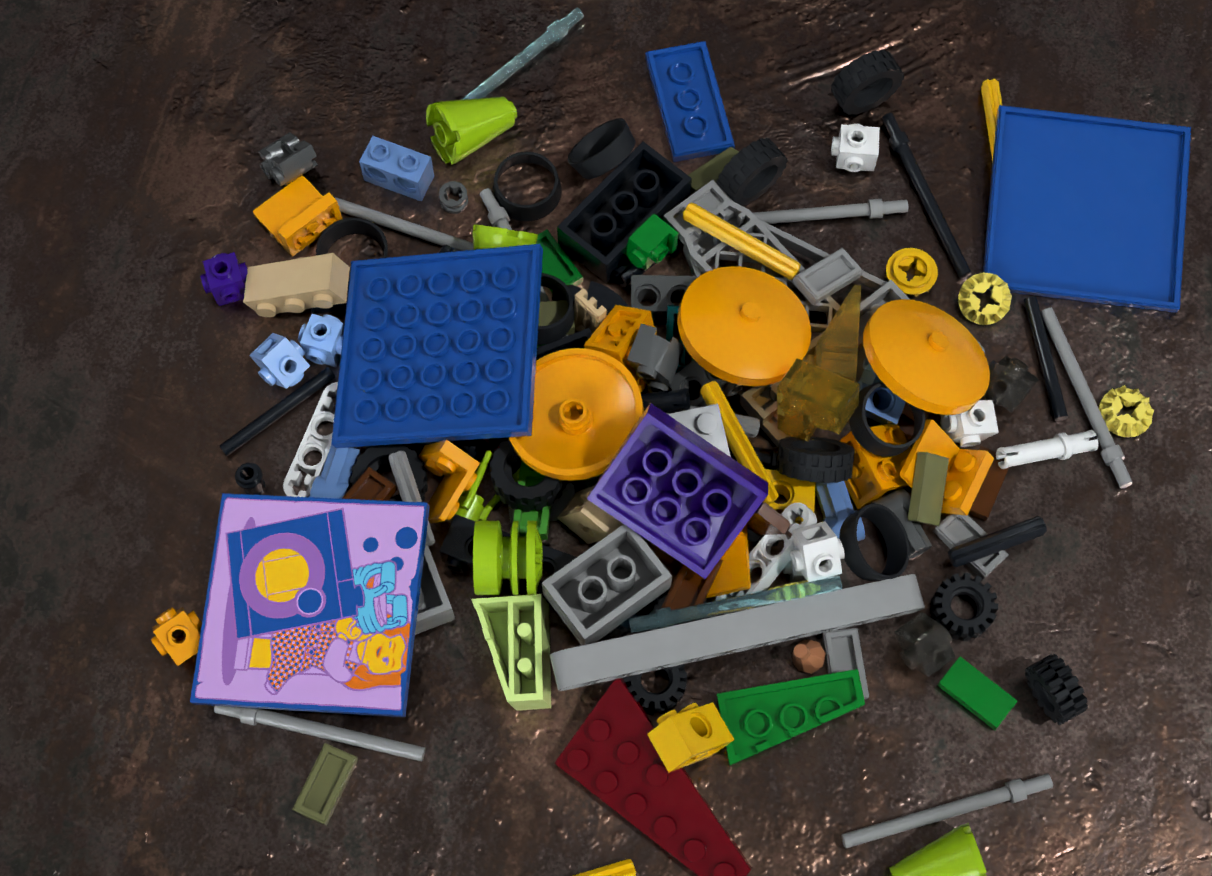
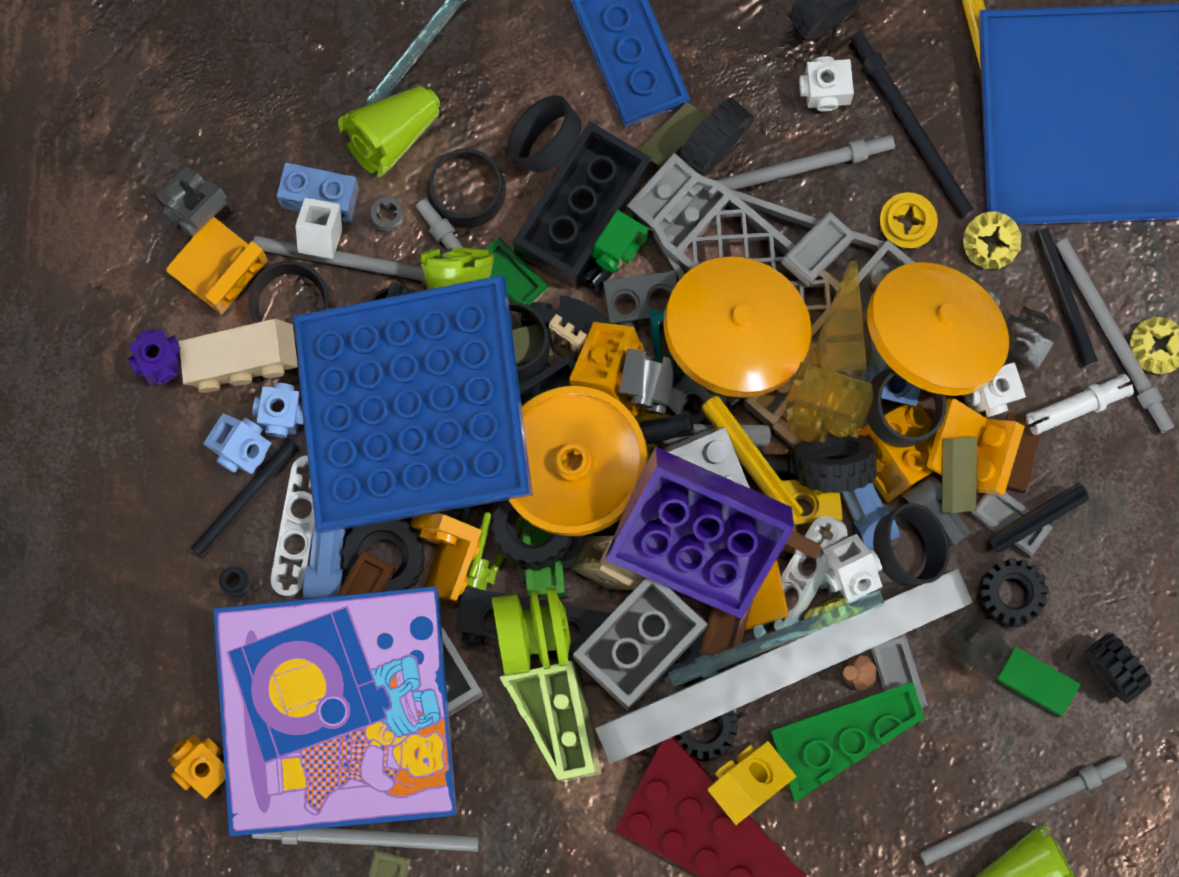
camera: 10 degrees left, 10 degrees up
(390, 193) = (318, 228): none -> white brick
(407, 485) = (406, 562): light grey axle -> none
(741, 241) = (717, 224): yellow axle -> none

